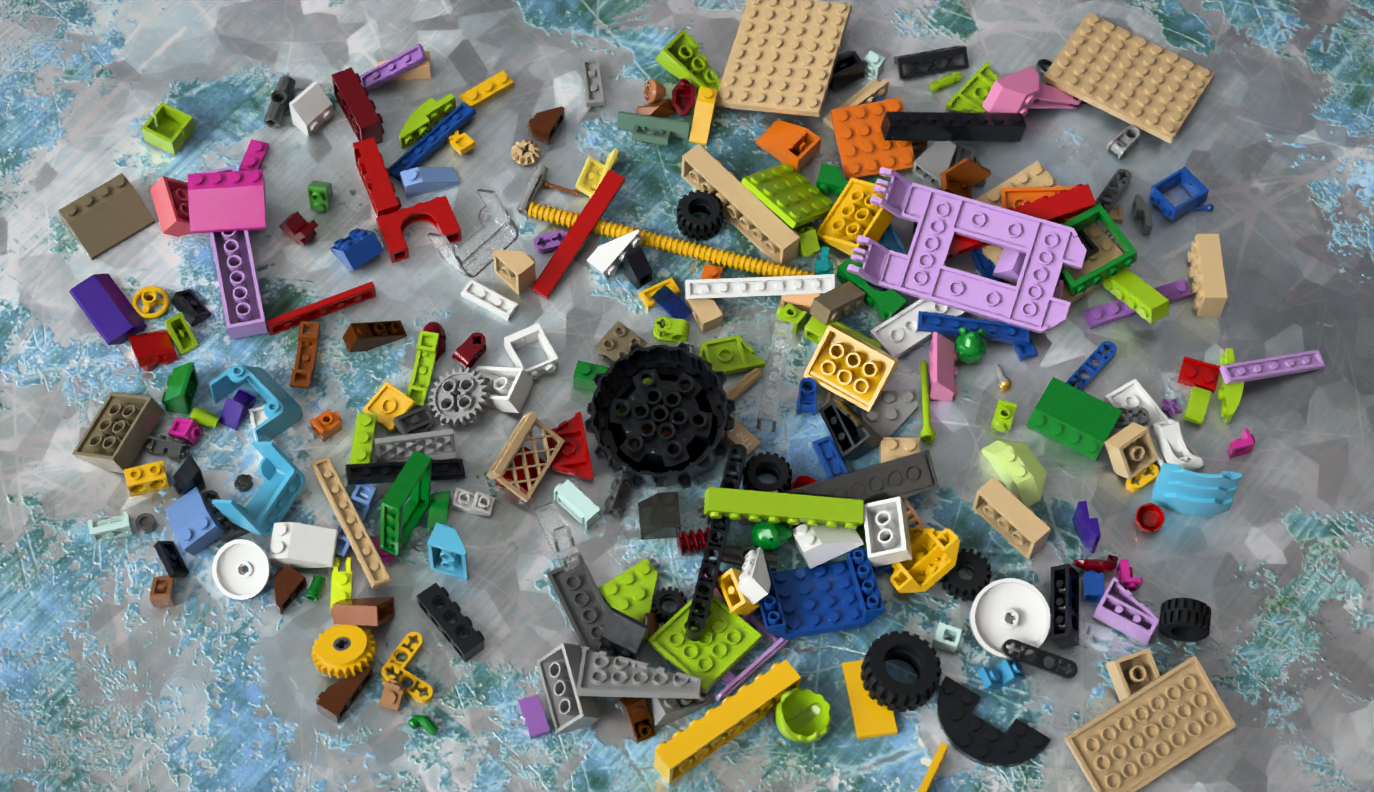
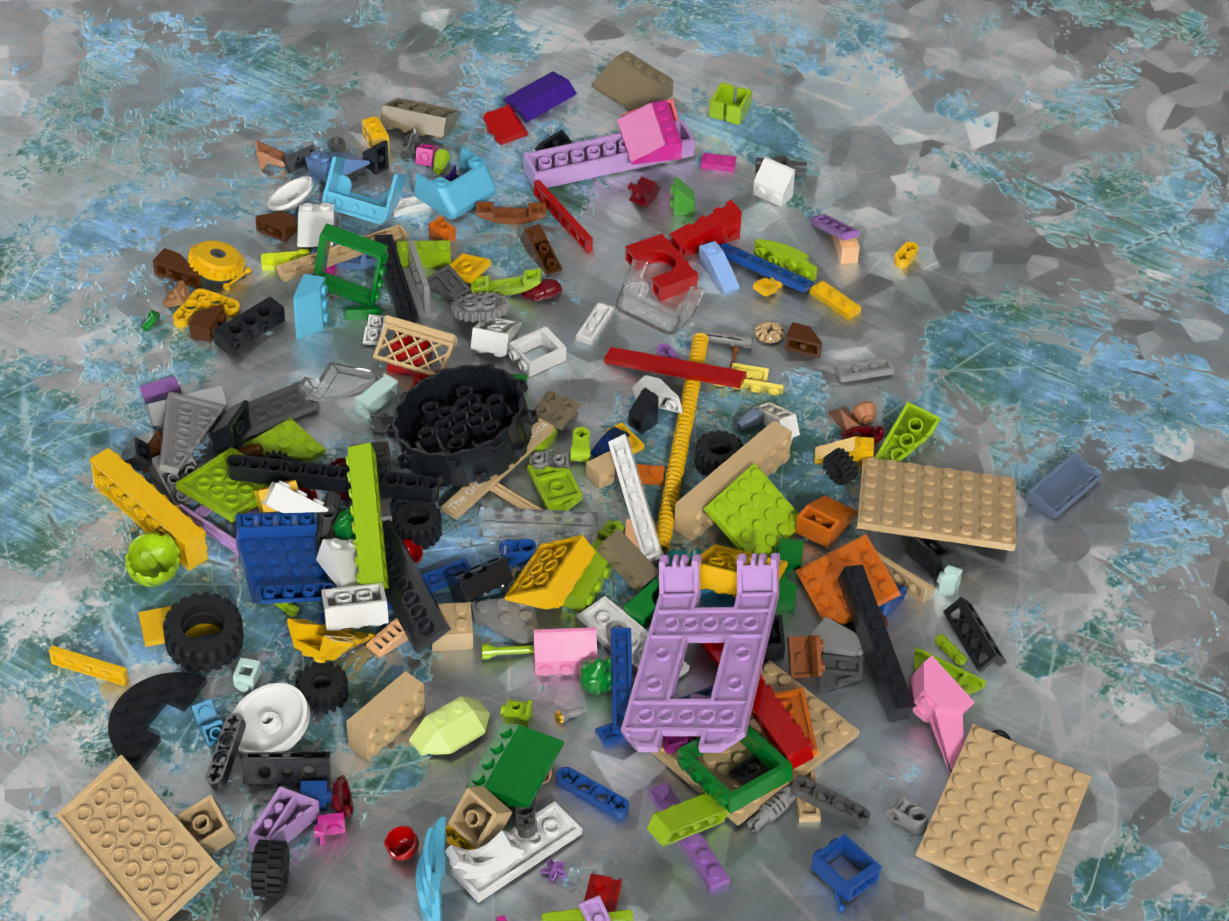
camera: 85 degrees right, 15 degrees down
(110, 528) = (329, 123): light aqua hinge -> none
(149, 293) = (553, 118): yellow piece -> none
(180, 333) = (522, 137): lime slope -> none
(181, 389) = (463, 138): green slope -> none
(243, 482) = (378, 191): clear smoke plate -> none
(314, 590) = (279, 243): green pin -> none
(357, 106) = (782, 209): dark red brick -> none
(357, 248) = (629, 228): blue slope -> none
(363, 611) = (254, 269): slope -> none
(419, 539) = (335, 298): clear cone -> none
(431, 20) = (902, 253): none -> yellow beam
(442, 665) = (206, 321): none -> reddish brown slope
(470, 350) = (533, 313): dark red piece -> none
(515, 269) = (622, 327): tan slope -> none
(649, 185) = (750, 419): none -> sand blue cone
(651, 128) = (816, 415): sand green bracket -> none
(656, 161) = (783, 416): none -> white slope
(657, 727) = (137, 454): none -> black slope
(728, 120) = (840, 466): none -> black tyre
(808, 240) = (707, 535): lime slope -> none
(1086, 528) = (381, 780): dark purple slope -> none
(1142, 213) = (814, 833): dark grey slope -> none
(1197, 405) = (554, 890): lime slope -> none
(1207, 275) = (731, 891): tan brick -> none

